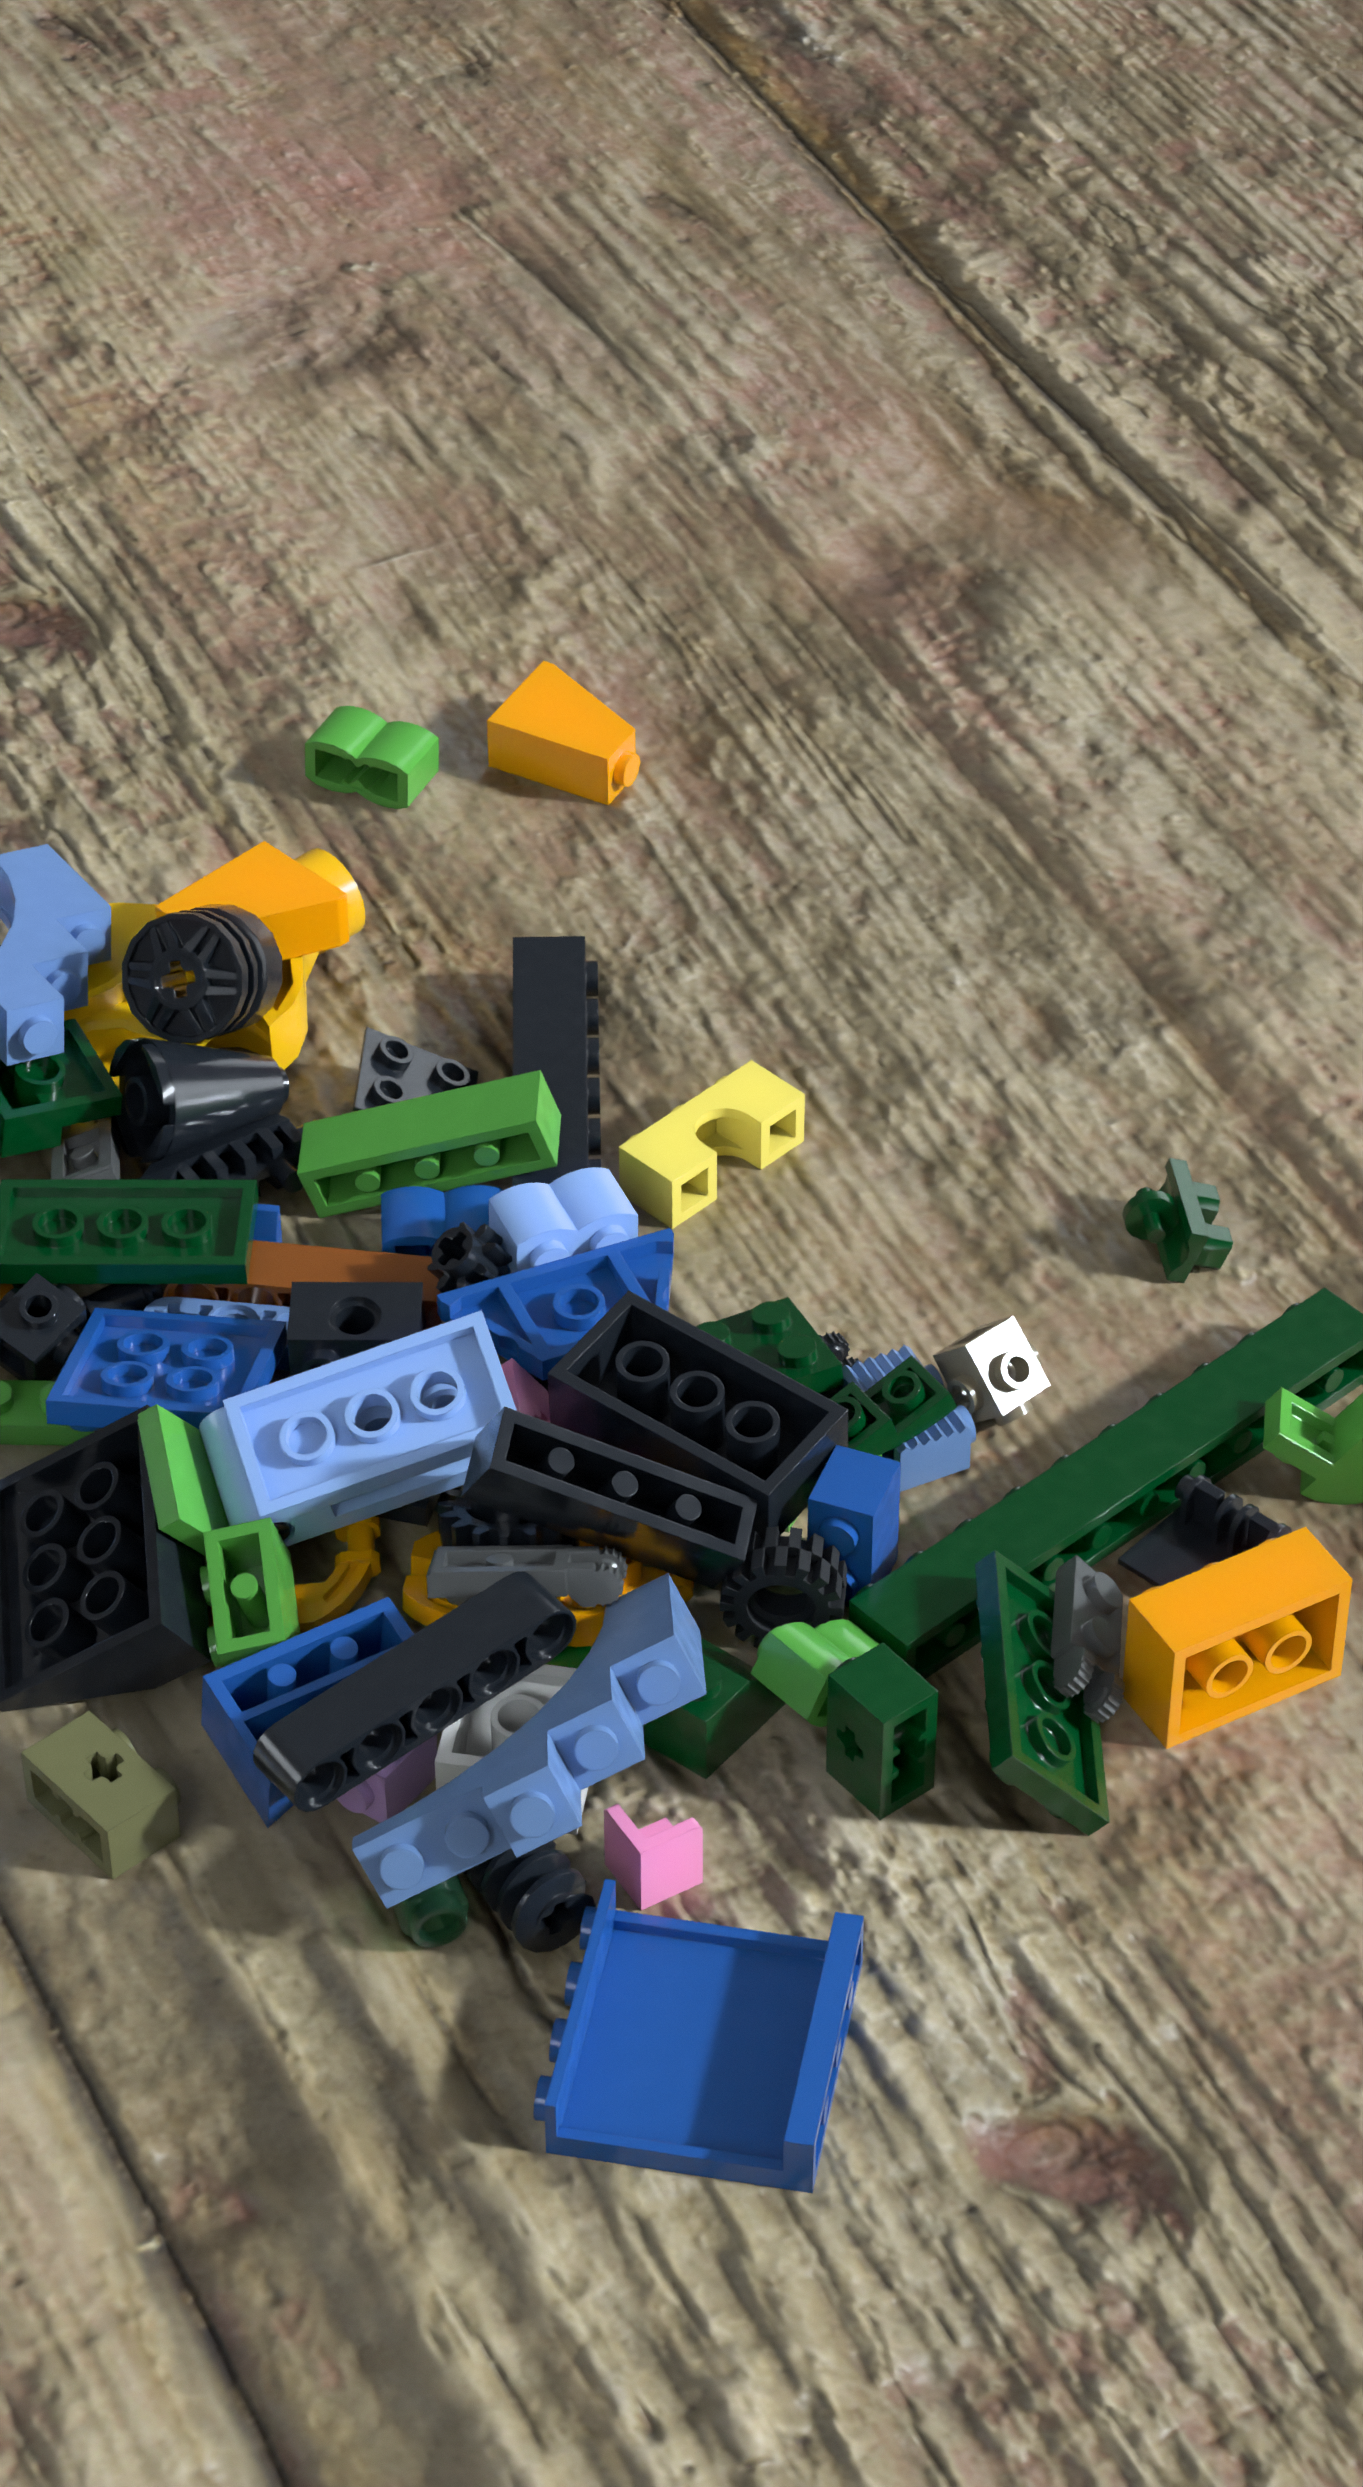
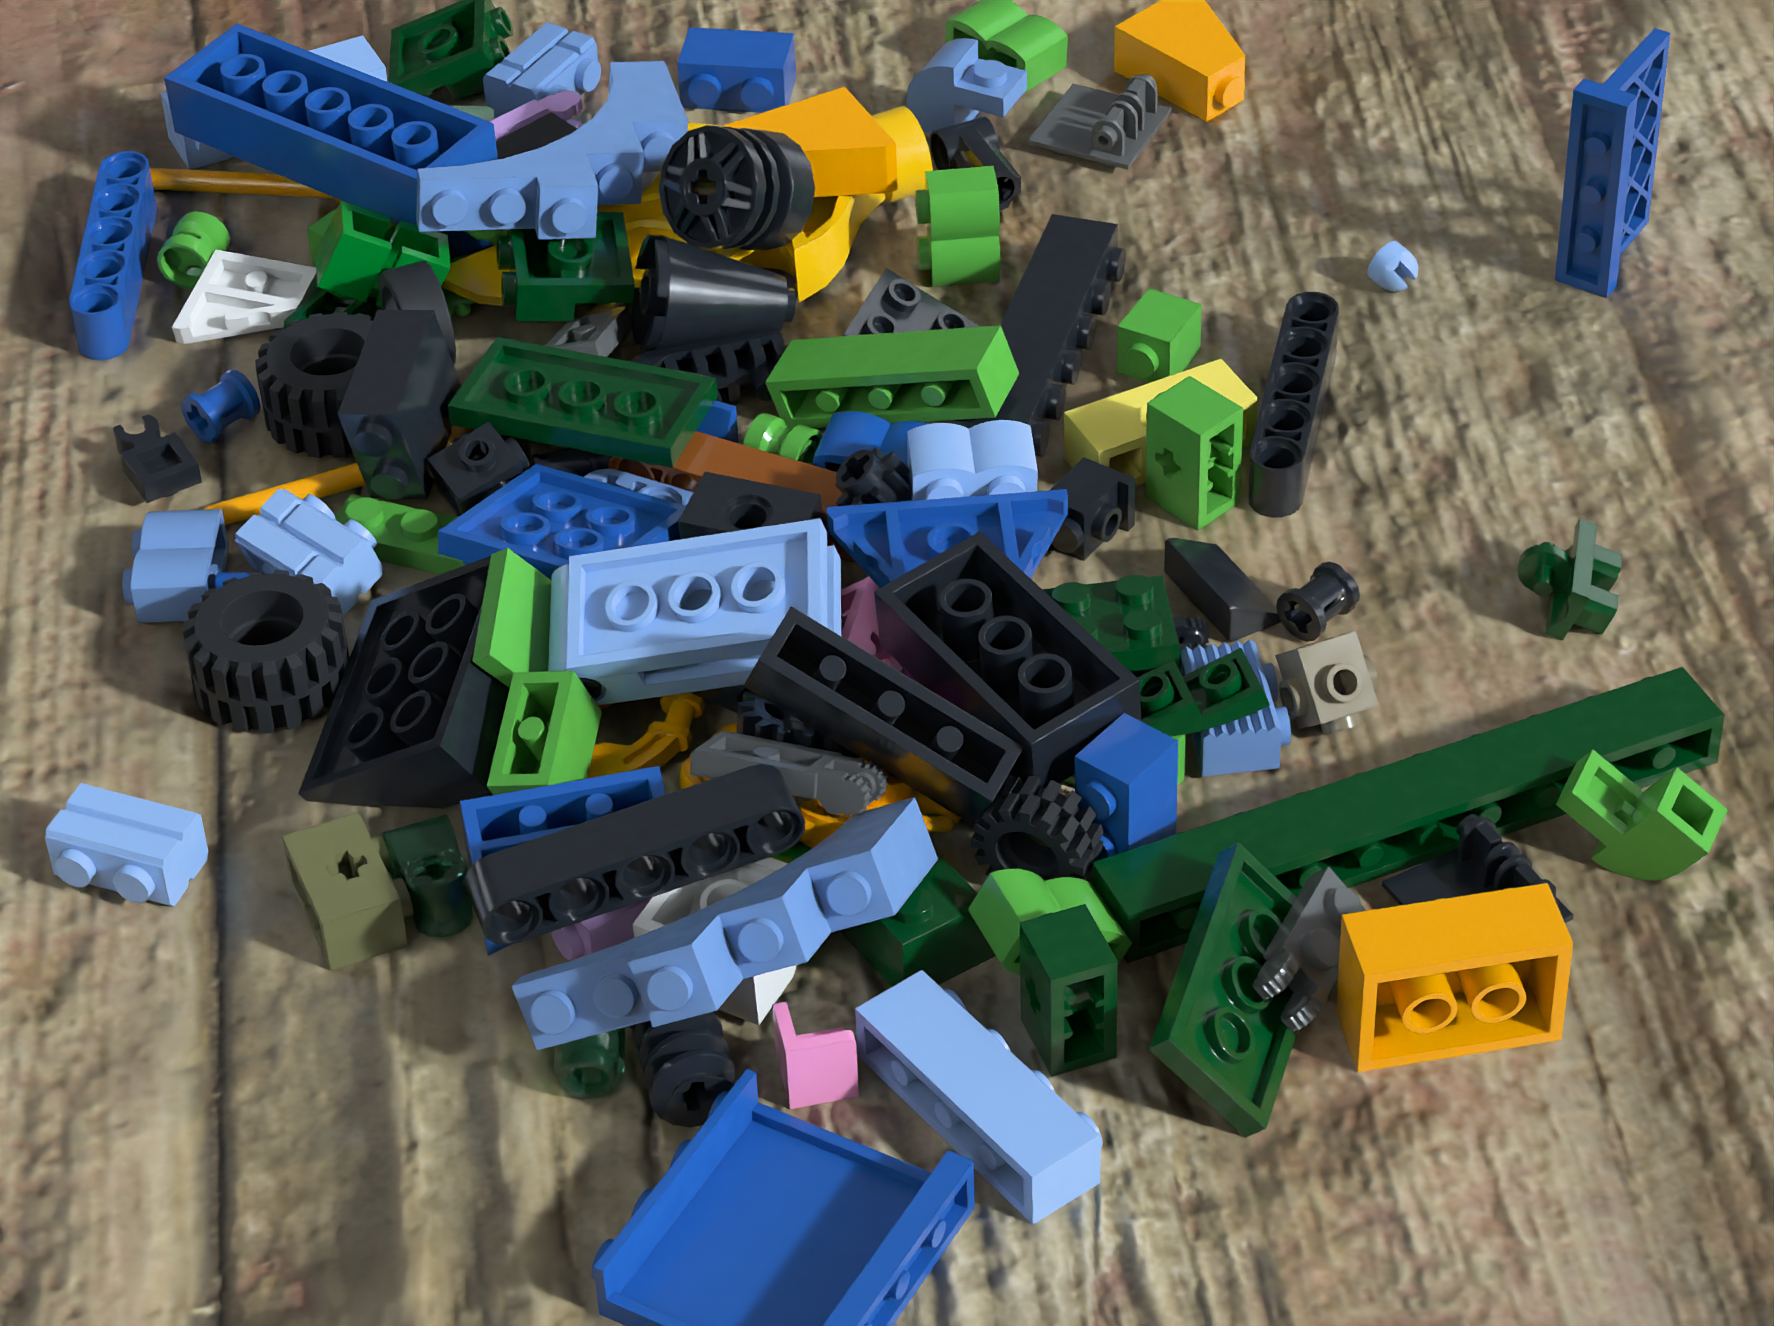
camera: 20 degrees right, 0 degrees up
(103, 832) = (736, 70): none -> blue brick
(190, 1751) = (434, 873): none -> clear green piece
(348, 809) = (959, 85): none -> medium blue brick
(350, 1232) = (773, 436): none -> bright green wheel
(392, 887) = (975, 145): none -> black piece
(424, 968) = (960, 226): none -> bright green brick
(507, 827) = (1102, 123): none -> dark grey hinge
(669, 1049) = (1158, 336): none -> bright green brick
(695, 1234) = (1097, 506): none -> black brick
(766, 1163) = (1193, 452): none -> bright green brick
(830, 1853) = (979, 1096): none -> light blue brick
(834, 1093) = (1293, 405): none -> black beam
(836, 1298) = (1218, 588): none -> black slope
(867, 929) = (1392, 266): none -> light blue hinge
(937, 1301) = (1317, 601): none -> black bush
(1066, 797) = (1611, 166): none -> blue fence

